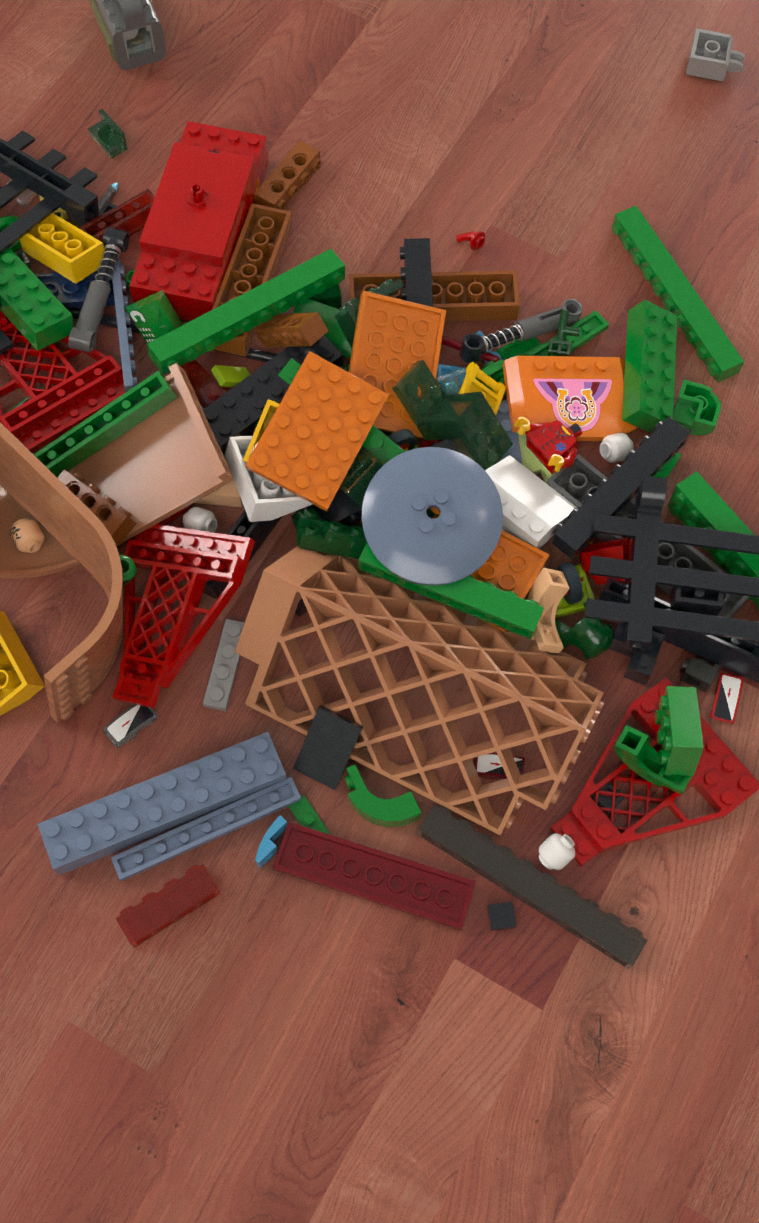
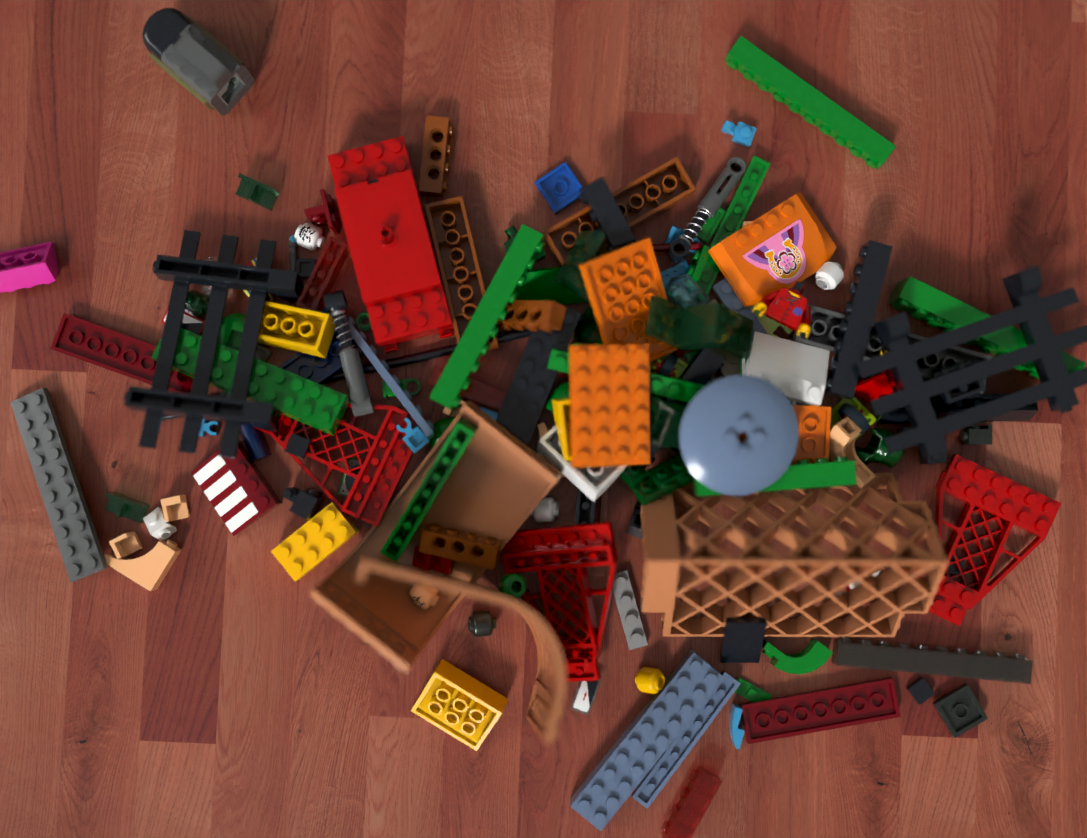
camera: 30 degrees left, 20 degrees up
(66, 597) = (481, 623): none -> pearl dark grey head
(111, 388) = (414, 437): none -> dark azure plate
(114, 348) = (404, 383): none -> green piece
(129, 185) = (309, 236): none -> white head
(152, 168) = (324, 213): none -> dark red bracket
(154, 316) = (412, 356): green slope -> none
(204, 741) = (650, 680): none -> yellow head
(229, 375) = (499, 372): lime tile -> none
(386, 255) = (559, 187): none -> blue tile
(471, 385) = (707, 293): yellow plate -> none
(475, 239) = (622, 136): red plate -> none
(535, 960) = (960, 710): none -> pearl dark grey plate
(556, 851) = (939, 628): white head -> none
(563, 330) = (744, 206): dark green arm -> none
(594, 290) = (742, 133): none -> dark azure plate
(639, 755) = (984, 533): green arch -> none
(649, 366) = (824, 190): green brick -> none
(679, 731) = (995, 504): green brick -> none
(697, 408) = (876, 208): green brick -> none
(726, 698) = (1004, 444): slope -> none

